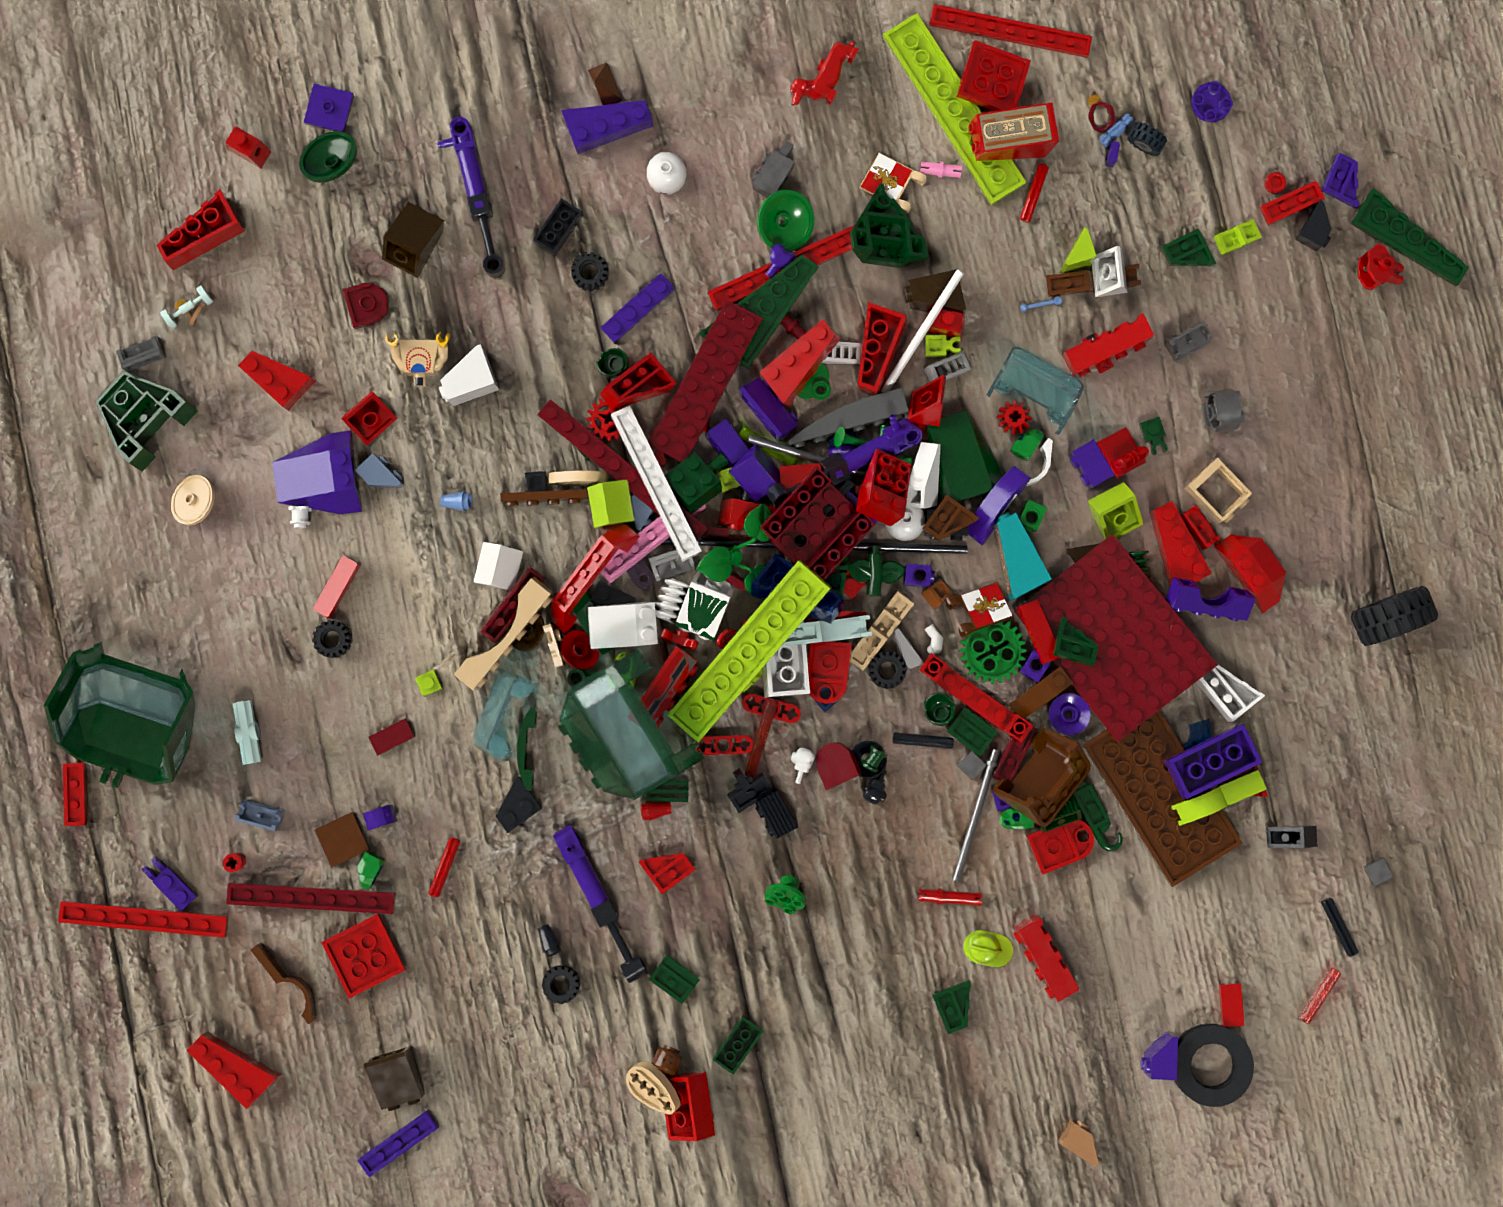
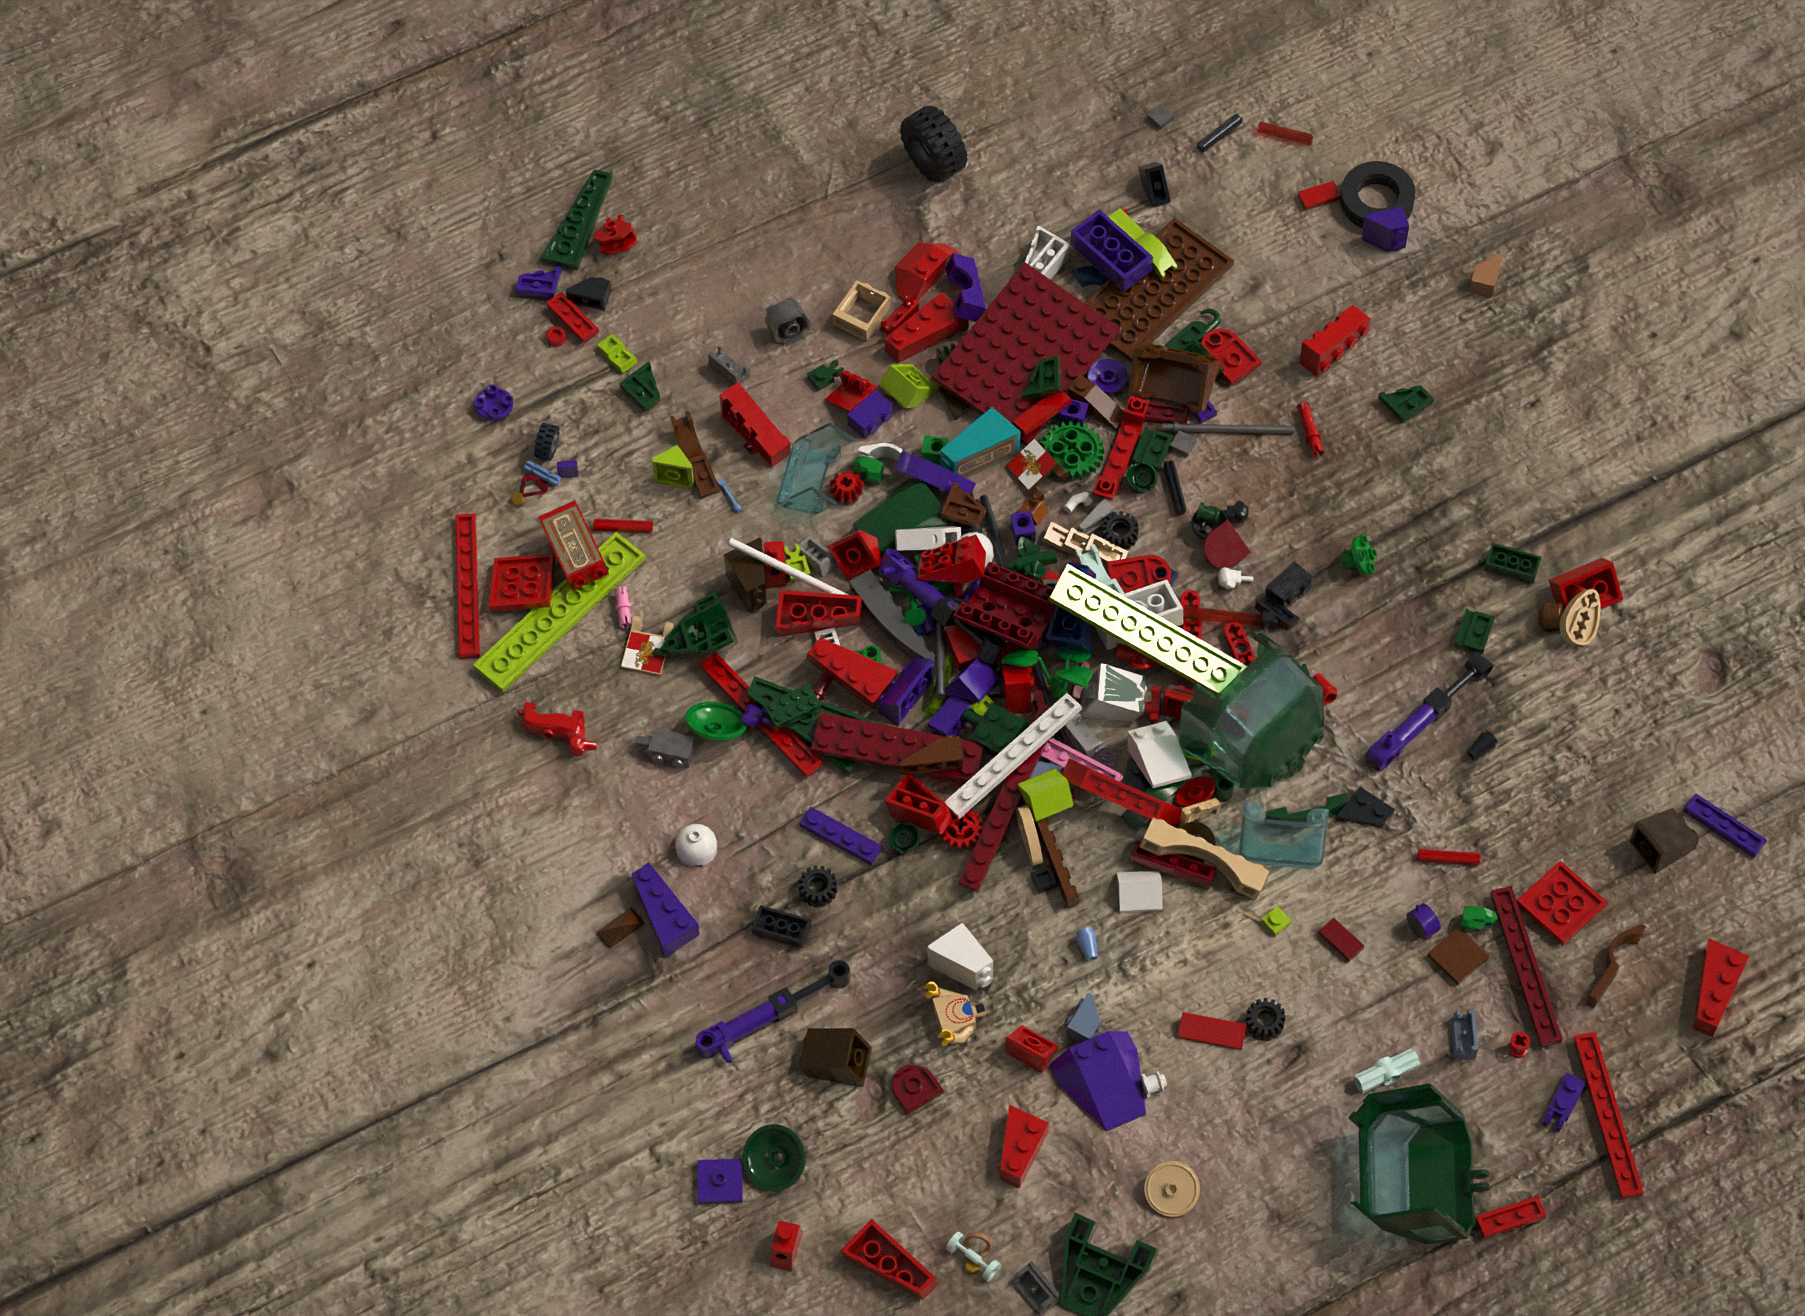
camera: 105 degrees left, 25 degrees down
(570, 974) = (1521, 714): black tyre -> none
(667, 870) = (1376, 663): red wing -> none
(670, 599) = (1117, 725): white piece -> none
(676, 414) = (937, 756): none -> reddish brown slope
(774, 292) = (791, 707): none -> dark green piece
(988, 948) = (1344, 391): lime piece -> none
(1014, 820) = (1220, 395): green rock -> none
(1109, 273) = (687, 435): white slope -> none

